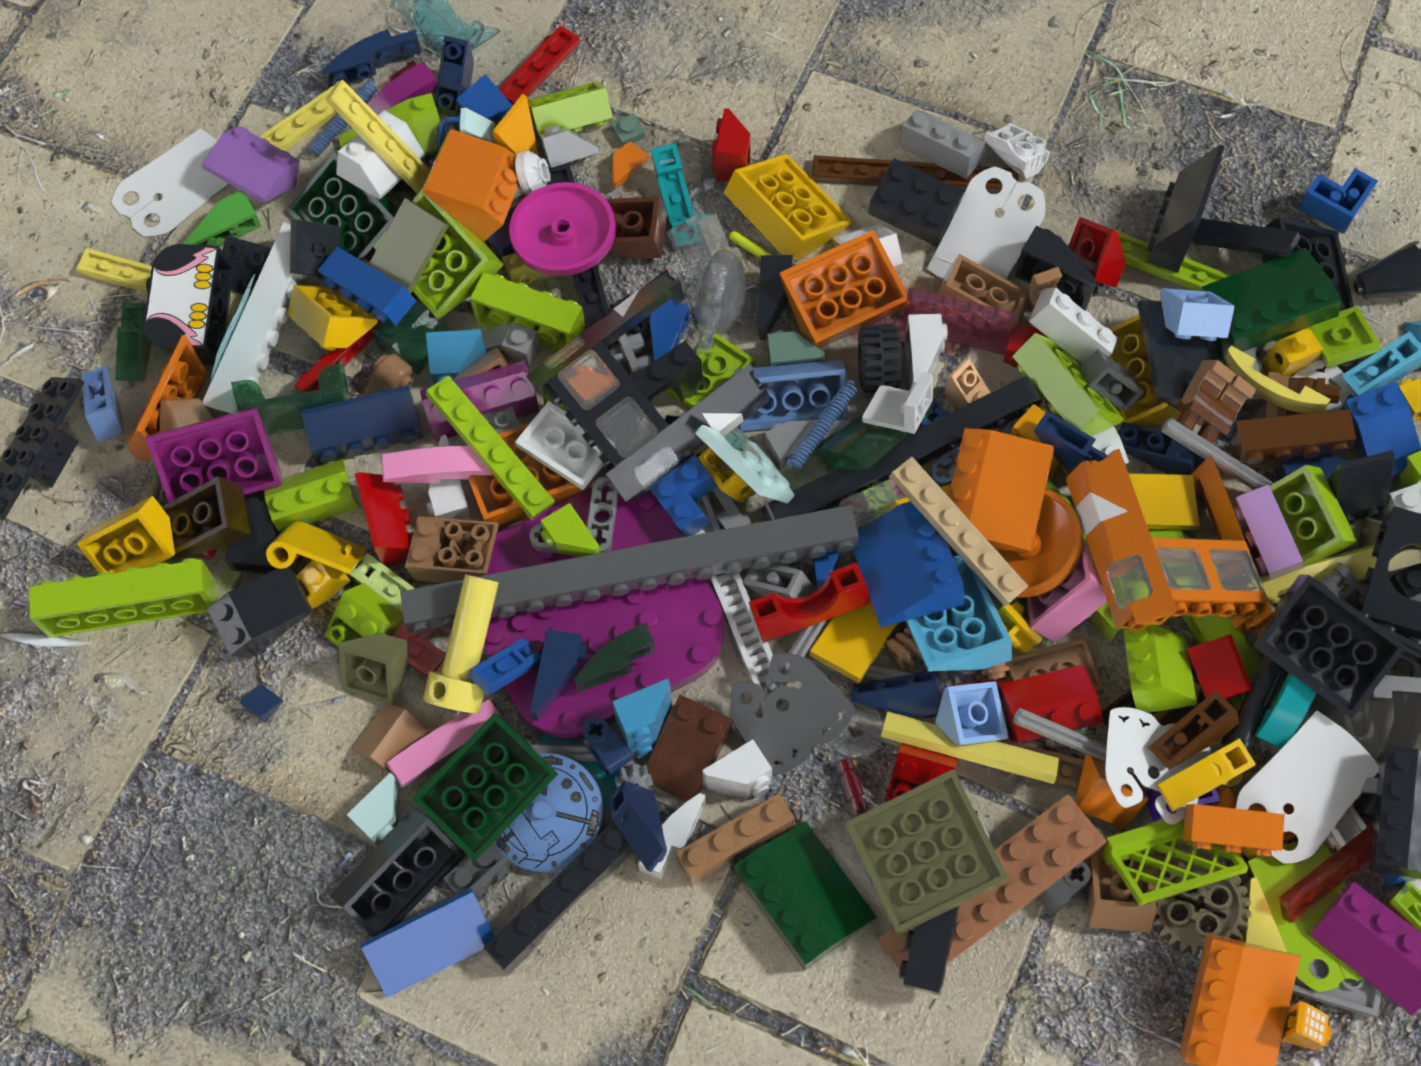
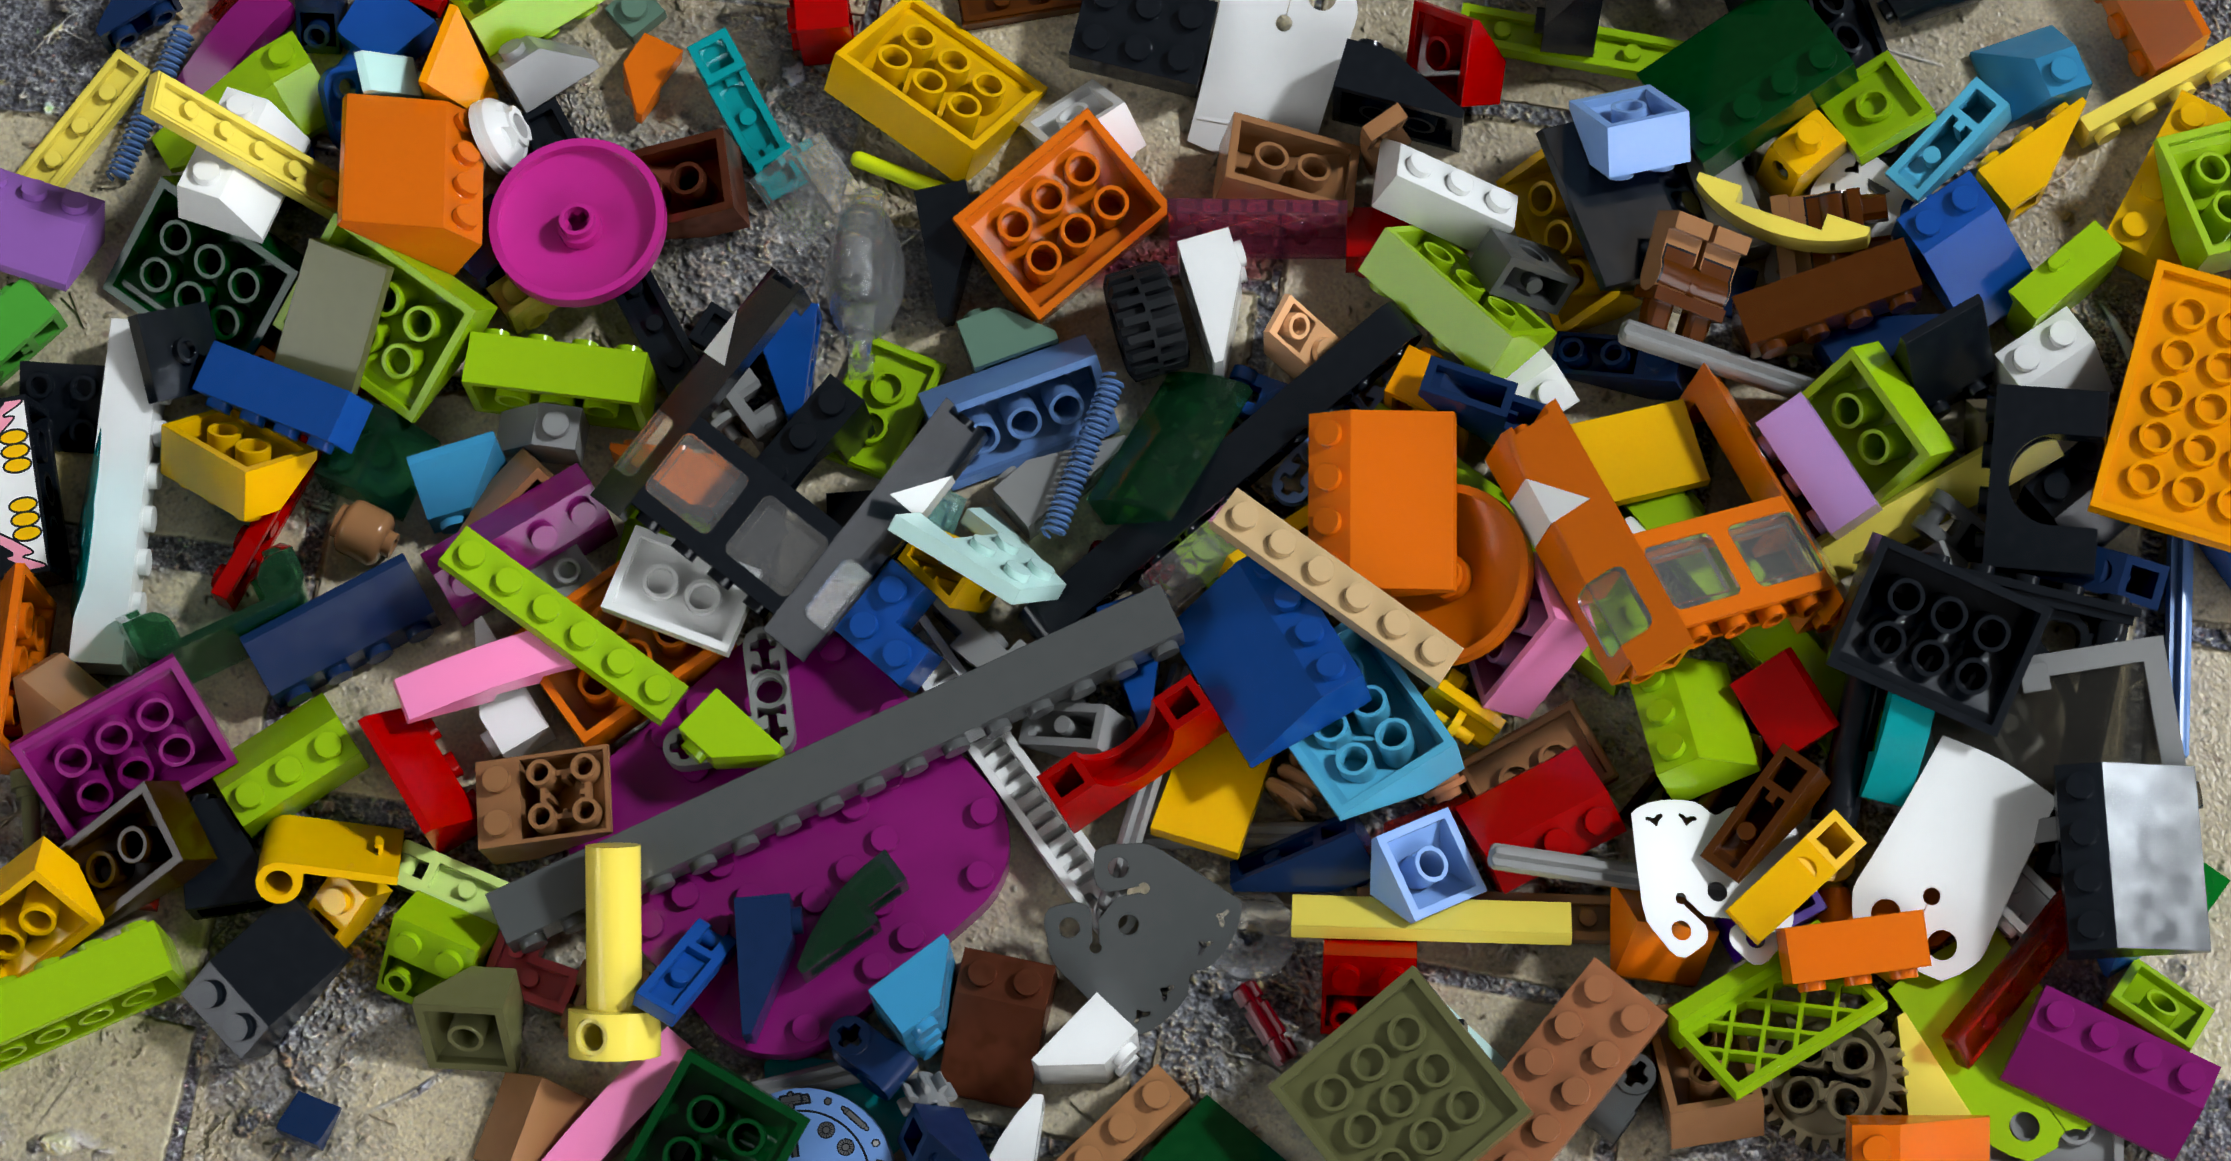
camera: 10 degrees left, 5 degrees up
(901, 408) = (1199, 400): white bracket -> none

